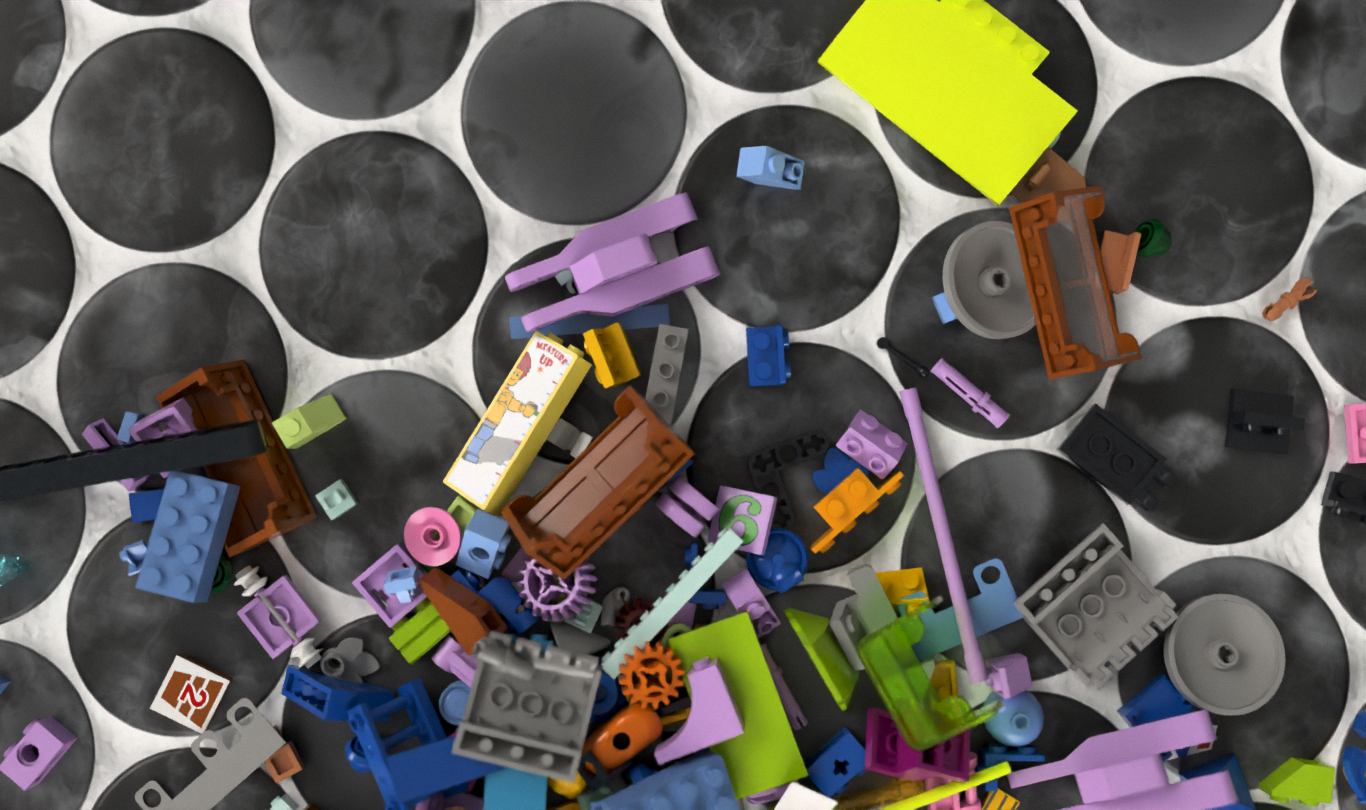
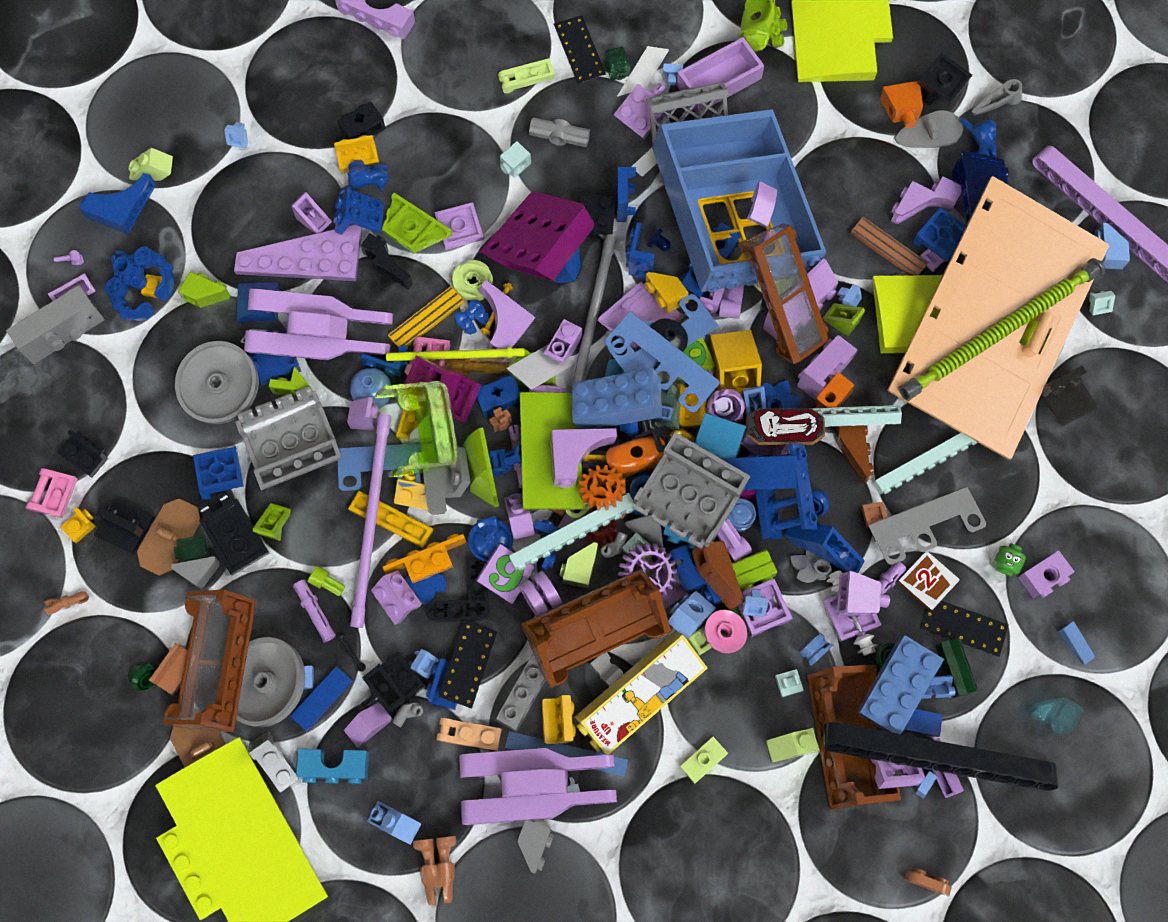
camera: 165 degrees left, 15 degrees down
(89, 310) = (936, 885): none -> nougat plate
(89, 757) = (1009, 560): none -> bright green head
(129, 647) = (971, 627): none -> black sticker
(134, 604) = (957, 665): none -> dark green piece
(245, 675) = (889, 577): none -> lavender pin
(270, 640) = (860, 595): none -> lavender torso
(311, 552) = (816, 649): none -> medium blue wheel
(416, 368) = (703, 760): none -> yellowish green plate
(503, 660) = (698, 526): light grey pin -> none
(593, 198) = (533, 842): none -> light grey slope
(648, 561) = (580, 567): none -> yellowish green slope
(696, 125) = (437, 875): none -> nougat piece
(716, 304) = (469, 734): none -> light nougat plate
(749, 388) = (468, 664): none -> black sticker
(796, 674) = (503, 460): none -> blue connector
(803, 307) = (407, 711): none -> light grey arm
(805, 370) = (423, 663): none -> light blue tile
(821, 728) = (500, 420): none -> nougat plate
(835, 333) = (392, 684): none -> black plate
(846, 275) = (367, 724): none -> lavender slope
(894, 200) = (352, 768): none -> dark azure arch
(913, 544) = (394, 520): none -> yellow tile
(916, 287) = (321, 699): none -> blue tile
(954, 194) = (272, 761): none -> bracket
(978, 436) = (321, 578): none -> lime piece
(1070, 488) = (272, 521): none -> lime slope
(1132, 679) = (283, 386): none -> lime slope
(1139, 391) = (197, 571): none -> light grey slope
(1159, 417) = (191, 548): none -> clear green brick
(1170, 532) = (217, 471): none -> blue piece
(1195, 427) = (174, 522): none -> medium nougat shield
(1319, 403) = (78, 525): none -> yellow bracket

